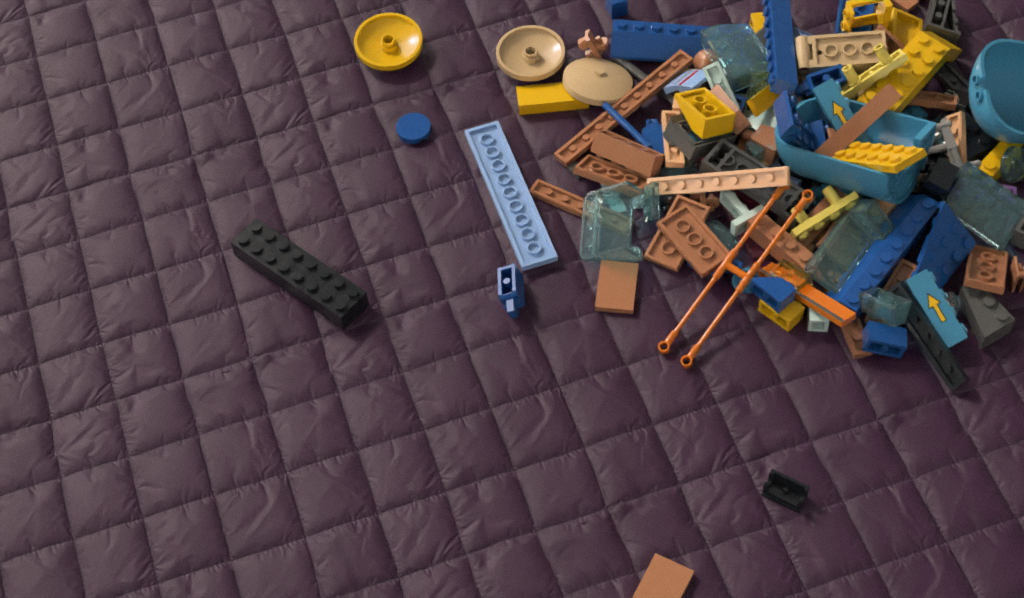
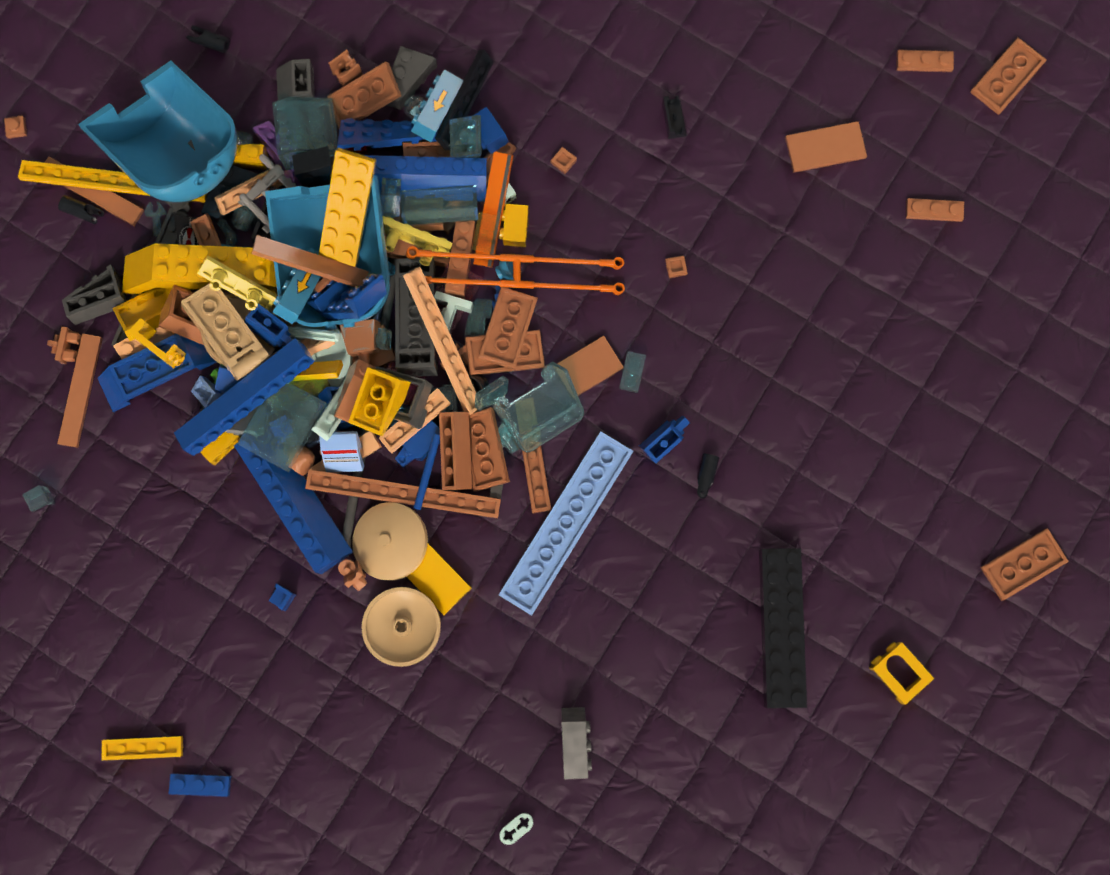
camera: 130 degrees left, 25 degrees up
(172, 478) = (1024, 564): none -> nougat tile
(206, 333) = (880, 668): none -> yellow panel
(332, 42) = (519, 832): none -> light aqua beam
(356, 101) = (575, 743): none -> wedge
(388, 41) = (465, 773): yellow dish -> none
(413, 128) = (559, 667): blue tile -> none
(458, 304) = (706, 474): none -> black piece
(585, 310) = (632, 372): none -> clear light blue plate
(646, 403) = (676, 266): none -> nougat tile
(773, 291) = (513, 228): blue slope -> none
(812, 381) = (563, 160): none -> nougat plate

